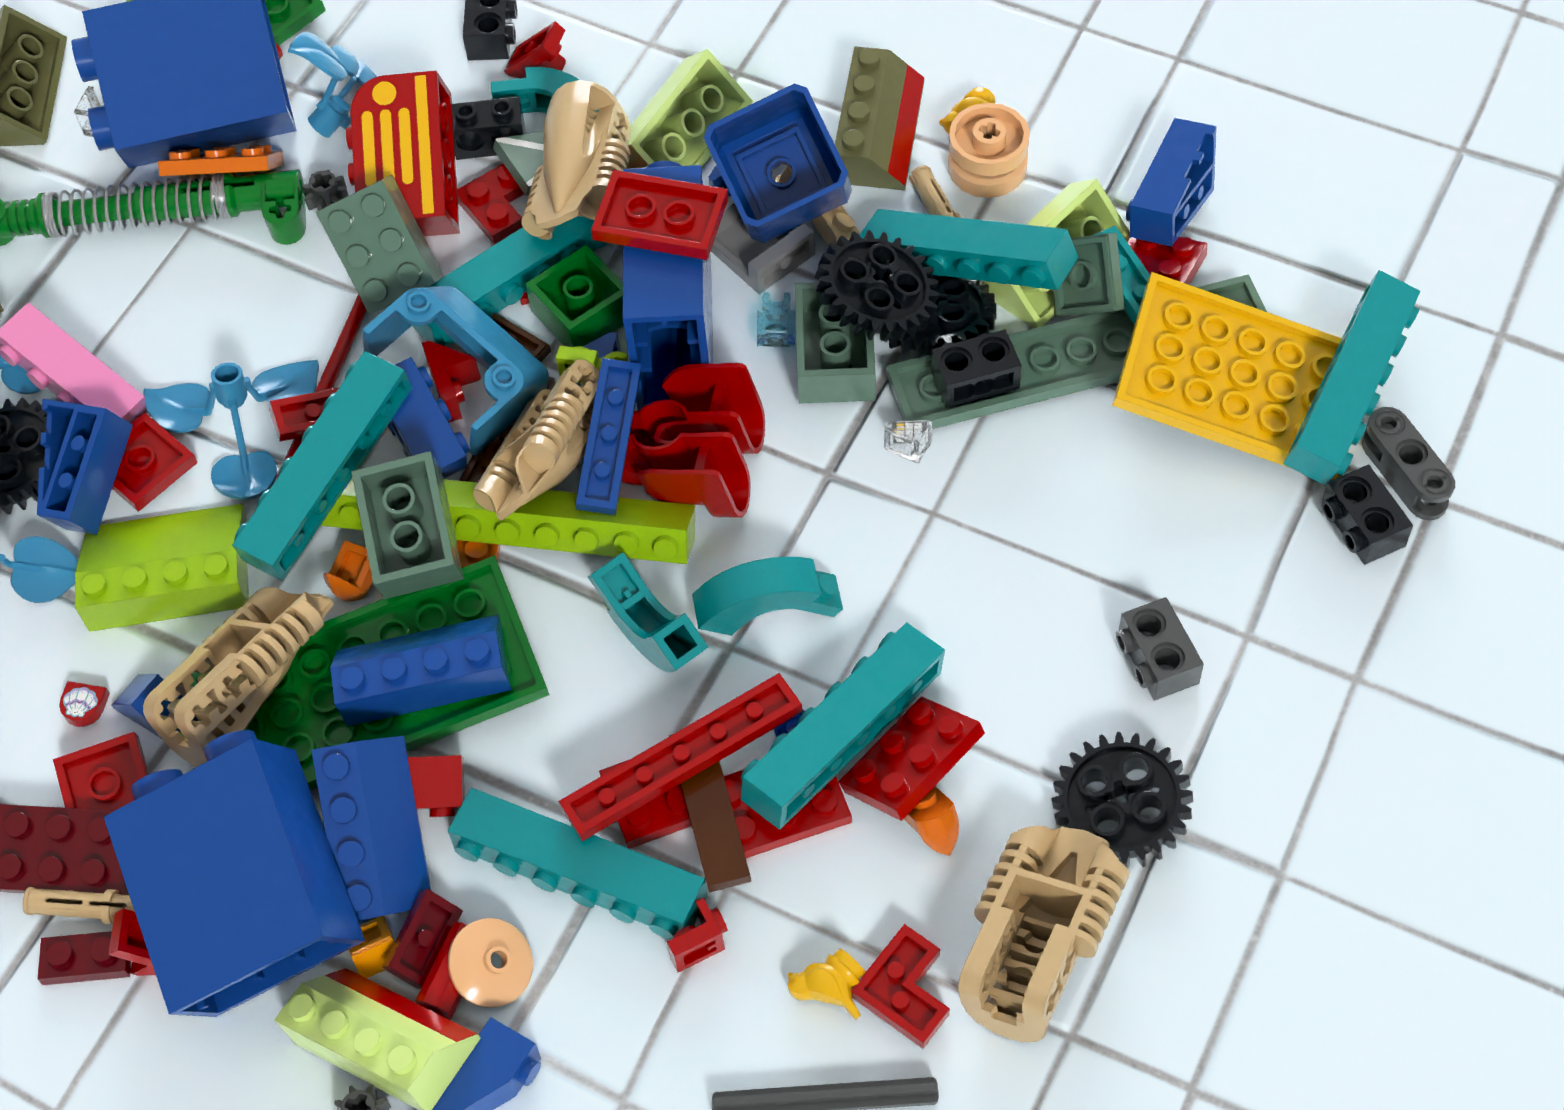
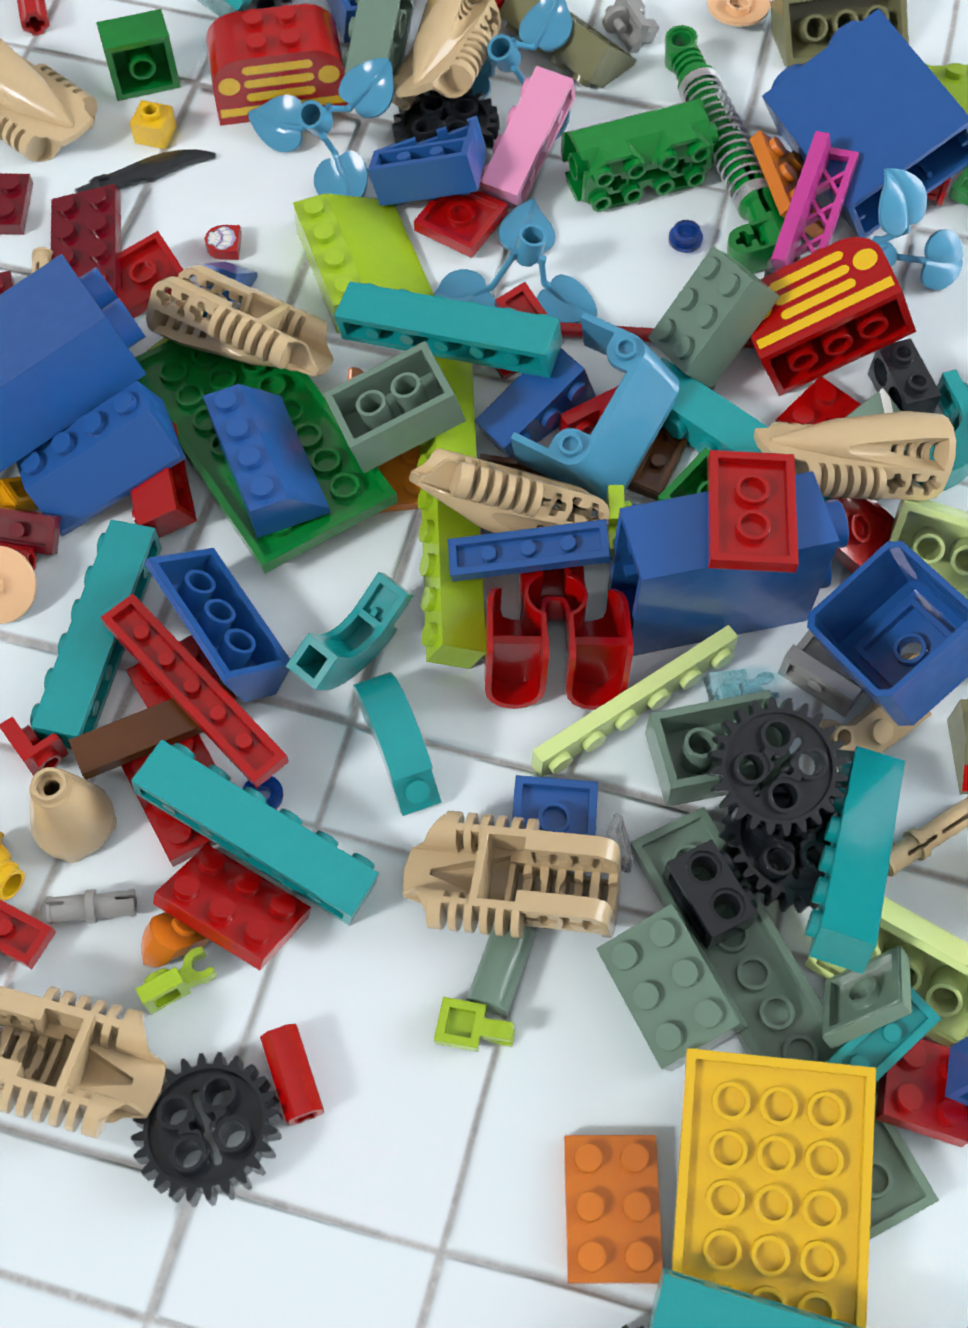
camera: 75 degrees right, 5 degrees up
(129, 279) = (654, 148): none -> green brick
(243, 267) = (685, 236): none -> clear blue plate
(278, 143) = (804, 198): none -> dark pink fence
(604, 730) = (222, 622): none -> blue slope
(778, 412) = (625, 708): none -> yellowish green plate
(785, 902) = (69, 814): none -> tan cone
(873, 485) = (557, 803): none -> blue plate
(885, 891) = (91, 906): none -> light grey pin
(930, 520) = (513, 877): none -> tan connector
(981, 826) = (168, 986): none -> lime plate
(1004, 550) = (501, 970): none -> sand green brick
(1052, 413) = (671, 987): none -> sand green brick
(1057, 581) = (465, 1023): none -> lime plate
(1072, 727) = (292, 1074): none -> red axle
(1168, 646) = (404, 1158): dark grey brick -> none
(1227, 502) = (612, 1209): none -> orange plate

